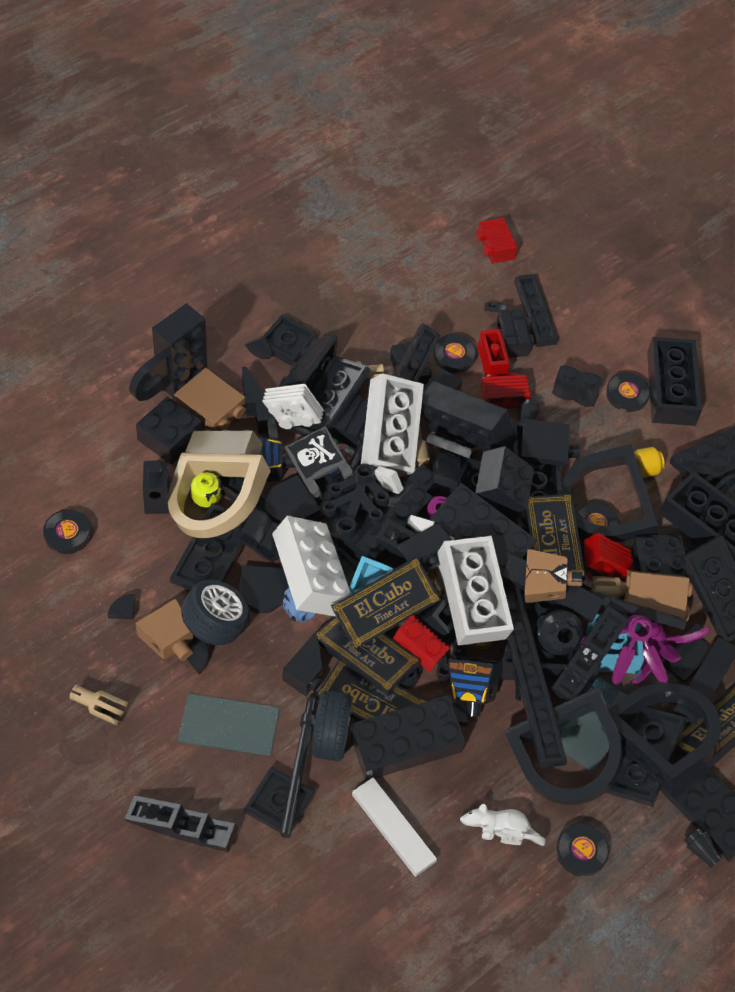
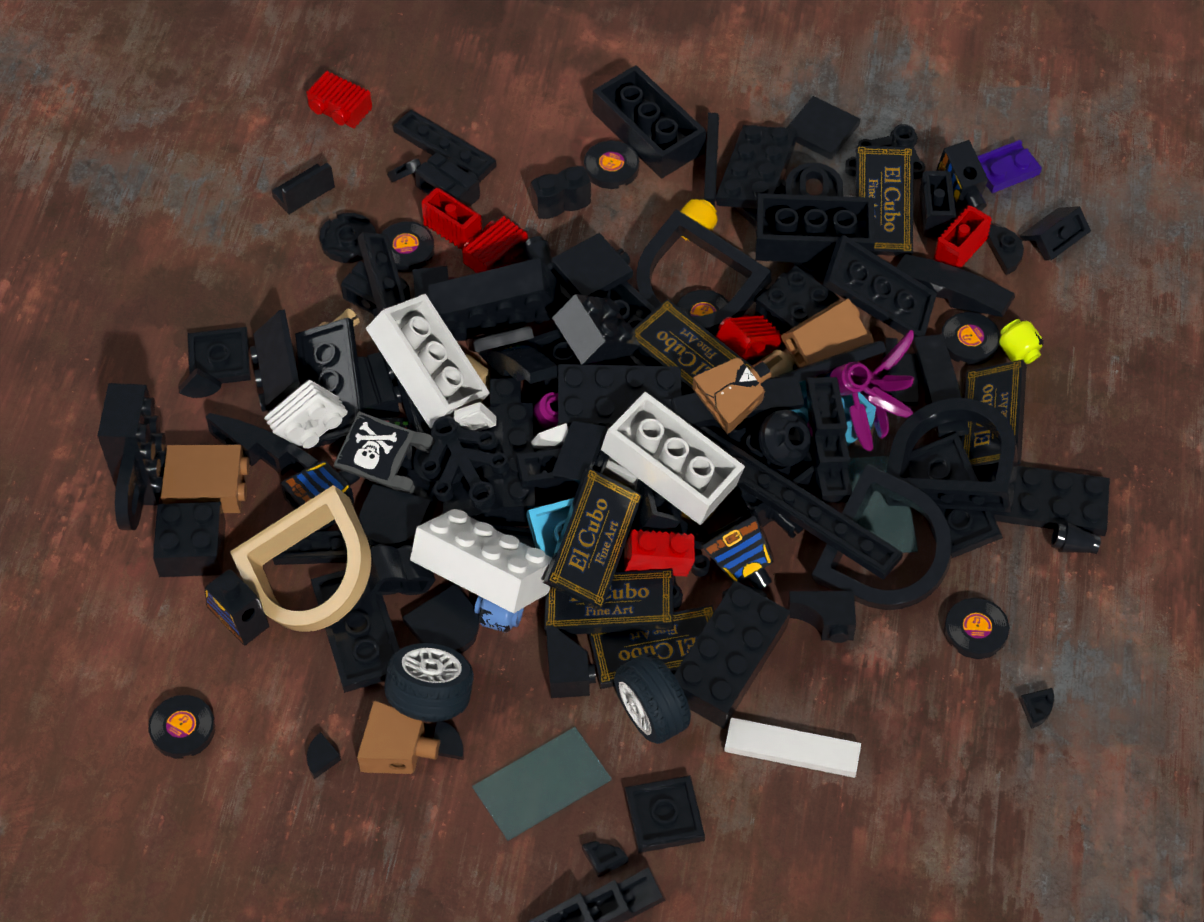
camera: 35 degrees left, 0 degrees up
(97, 701) = (389, 867): tan arm -> none
(206, 489) = (292, 569): neon yellow head -> none
(220, 797) = (604, 857): none -> black tile
(224, 442) = (269, 506): dark tan brick -> none
(307, 723) = (619, 719): black bar -> none
(427, 278) = (304, 187): none -> black panel
(430, 316) = (340, 237): none -> black tile
(496, 763) = (827, 611): none -> black arch
(507, 824) = (894, 658): white animal -> none
(575, 931) = (1037, 706): none -> black tile
(693, 432) = (711, 158): none -> black tile

